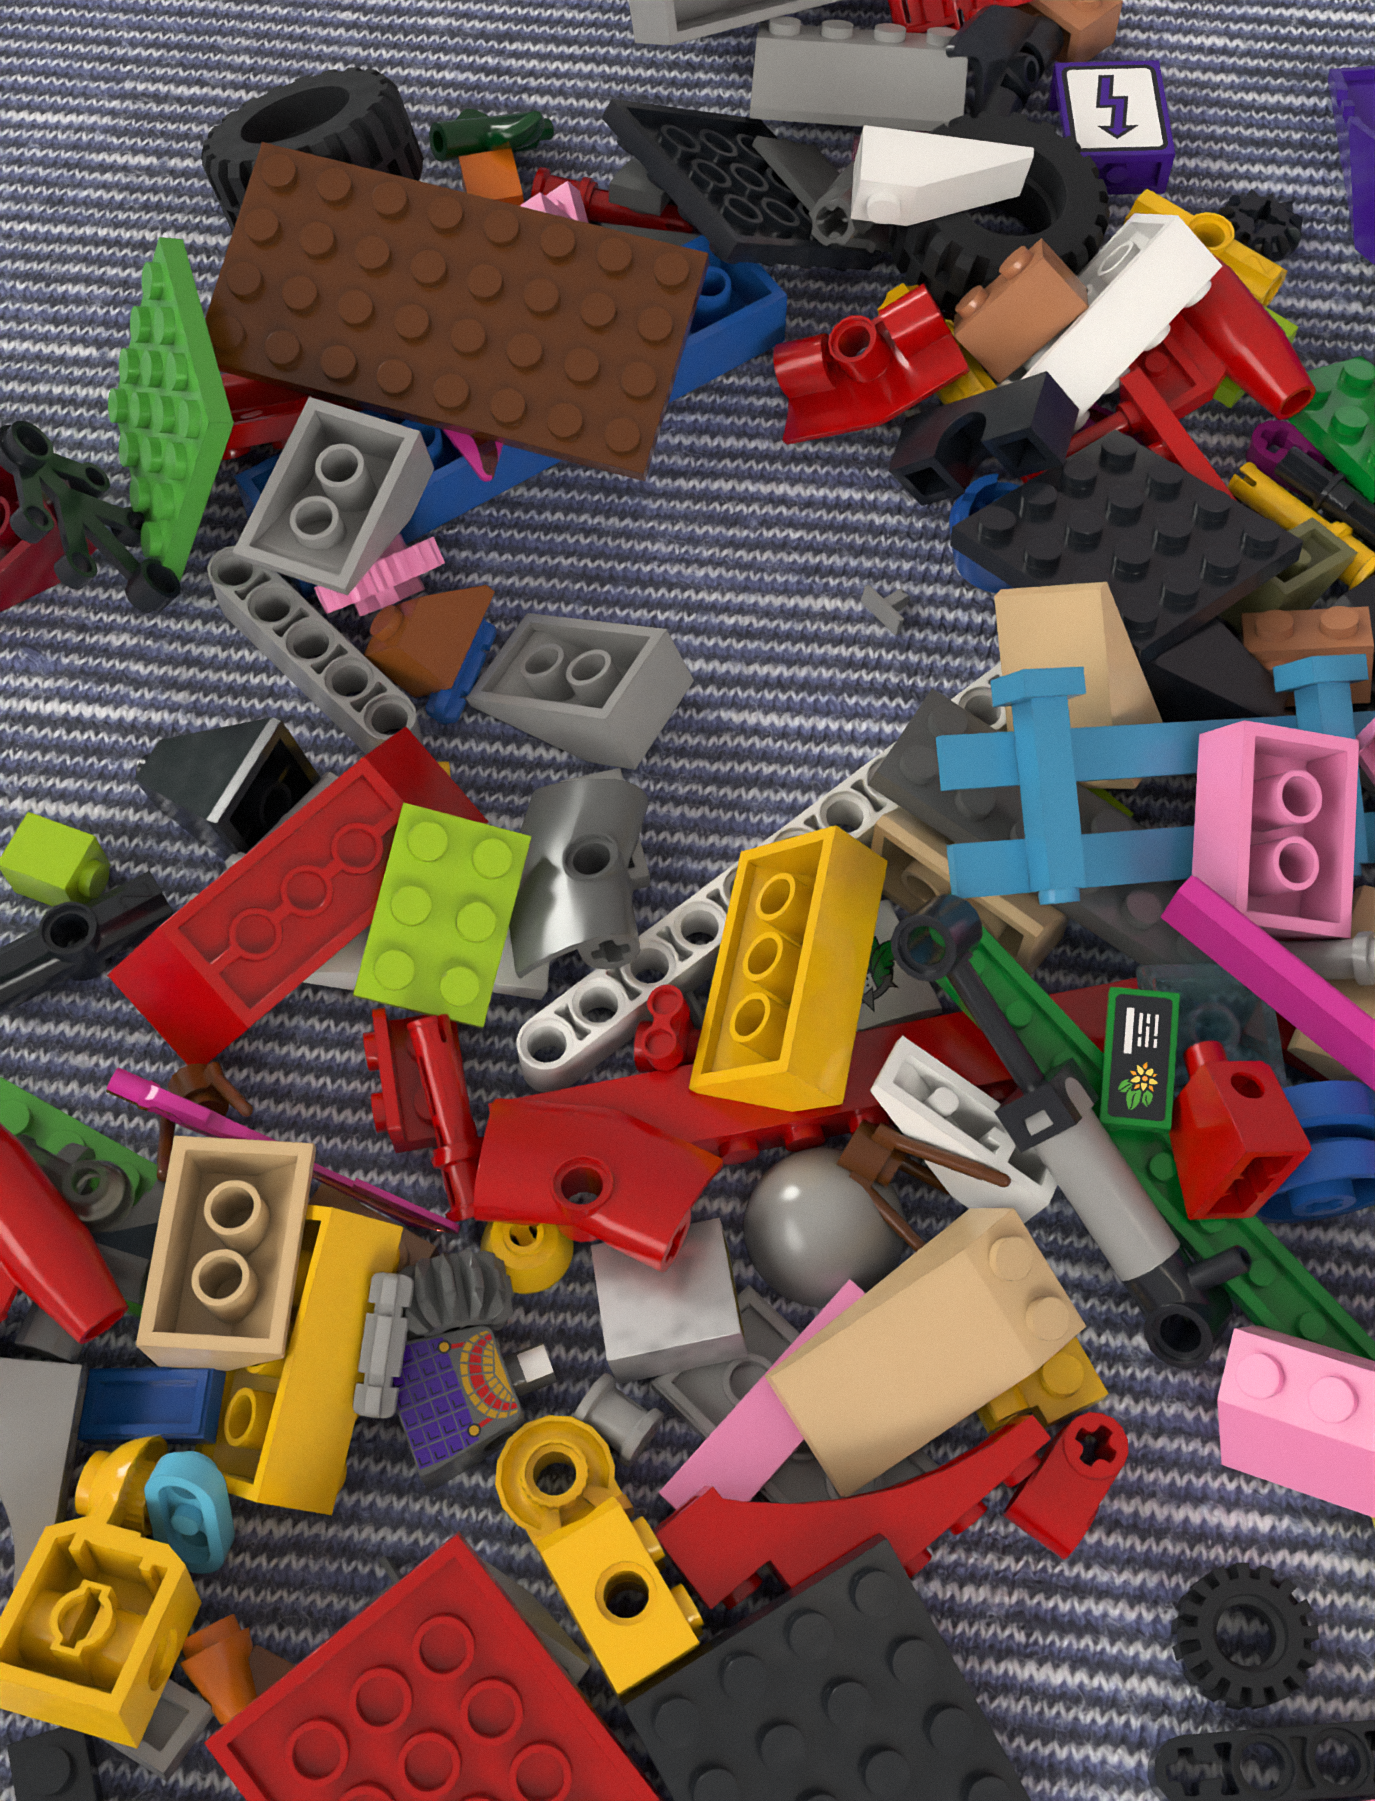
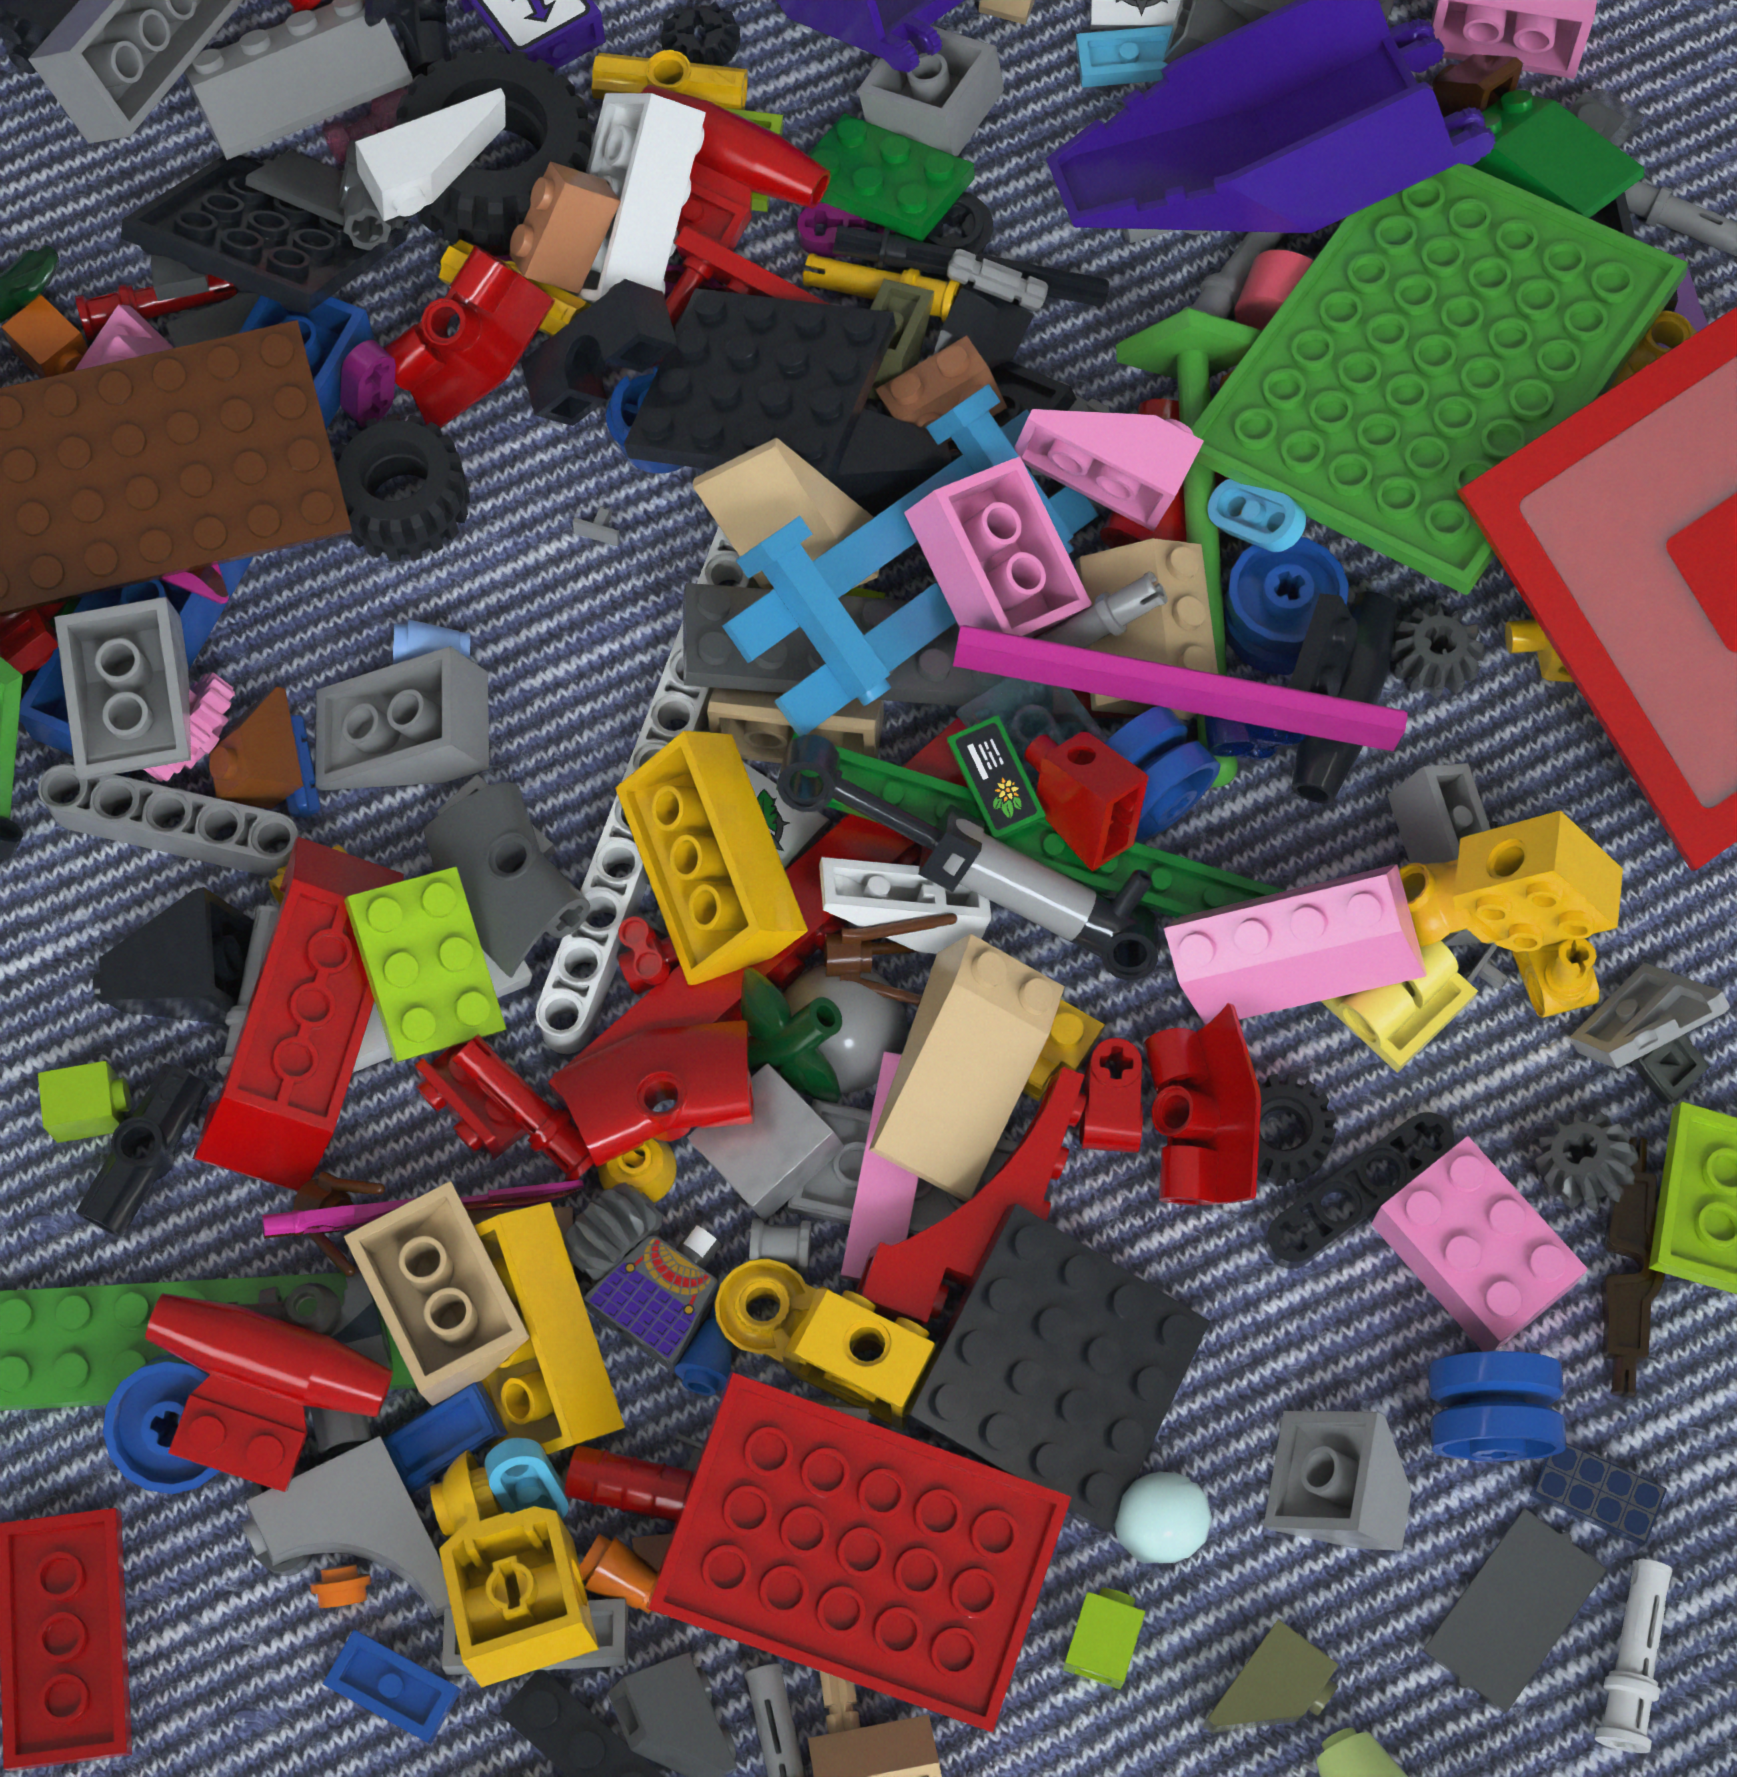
camera: 30 degrees left, 5 degrees up
(295, 1574) = (627, 1483): none -> red axle
(383, 1345) = (589, 1289): light grey axle -> none
(463, 1496) = (706, 1360): none -> blue cone
(649, 611) = (422, 638): none -> light blue cone
(725, 434) = (393, 451): none -> black tyre
(749, 362) = (367, 382): none -> magenta beam
(756, 1206) = (788, 1039): none -> dark green plant
(1169, 1565) = (1207, 1111): none -> red panel

